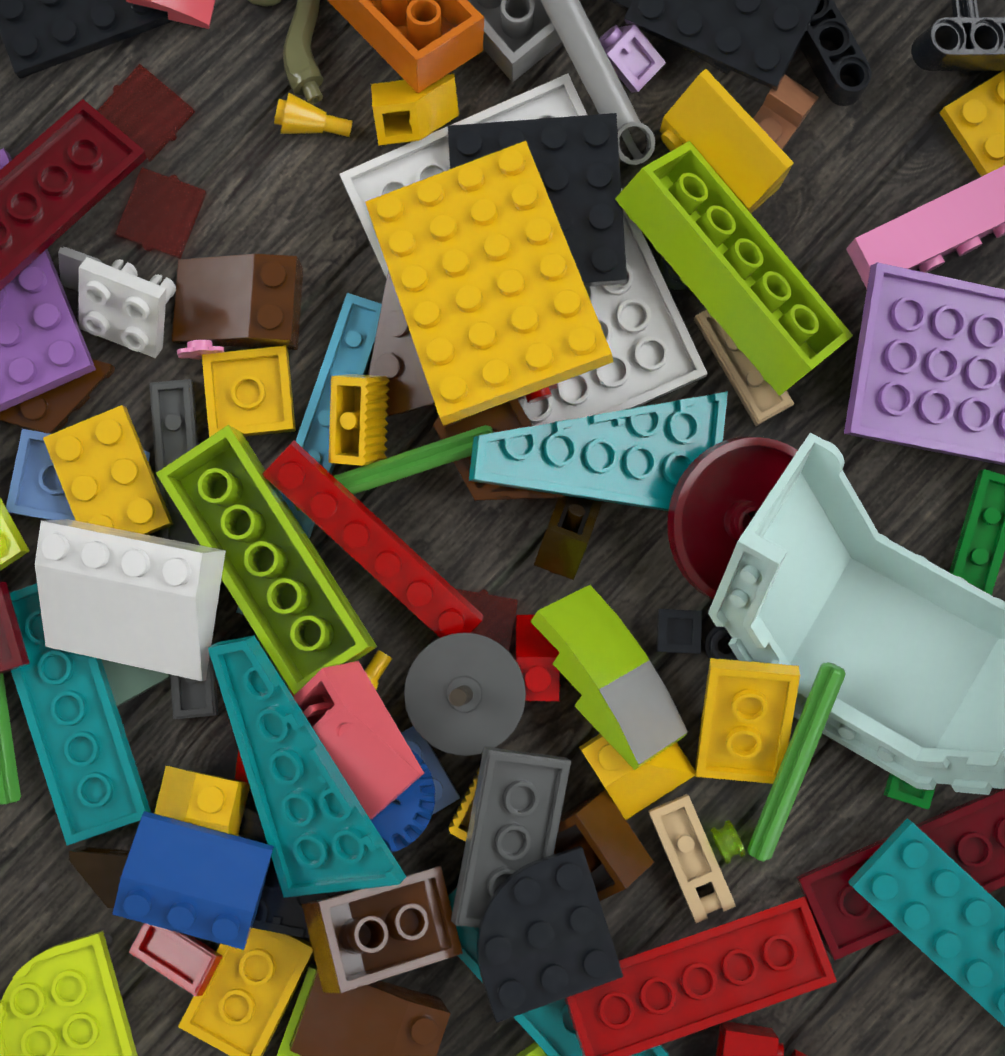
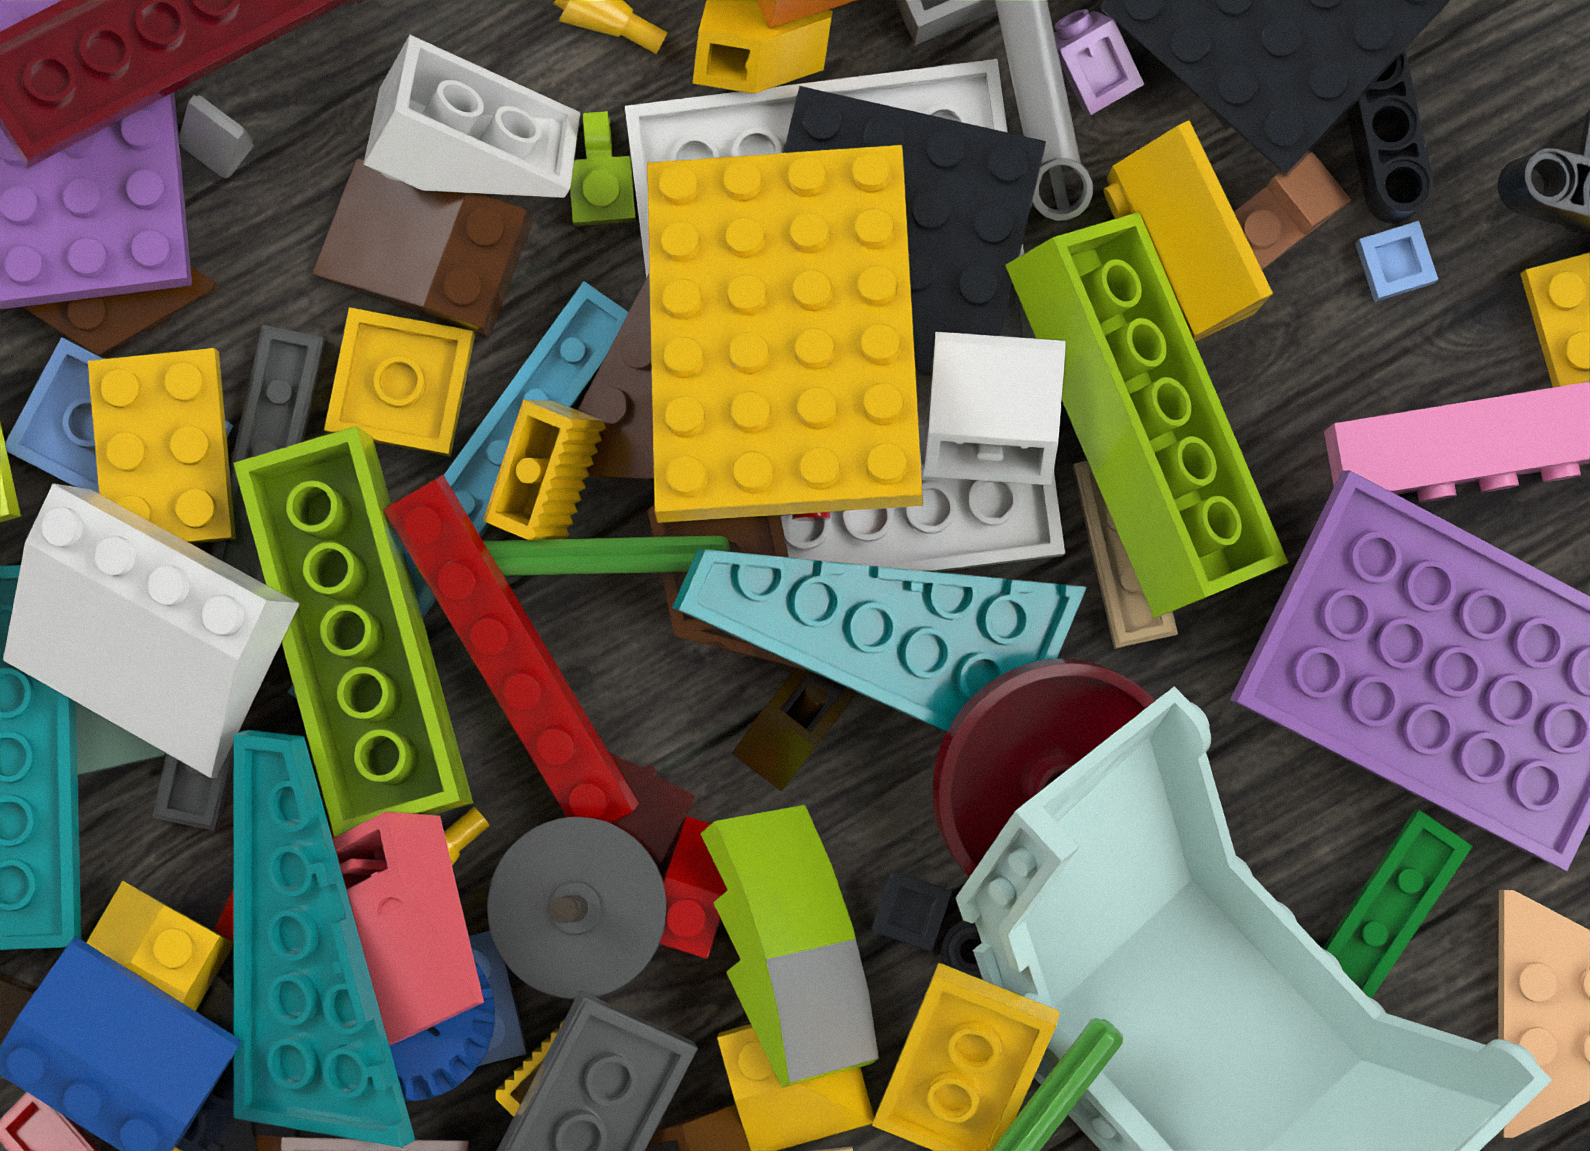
camera: 10 degrees right, 0 degrees up
(123, 306) = (257, 205): white plate -> none
(161, 213) = (342, 81): clear red piece -> none
(197, 348) = (346, 296): bright pink plant -> none
(243, 216) = (468, 129): none -> white slope
(339, 227) = (601, 183): none -> lime plate
(637, 289) = (994, 408): none -> white slope
(859, 127) = (1396, 261): none -> light blue tile

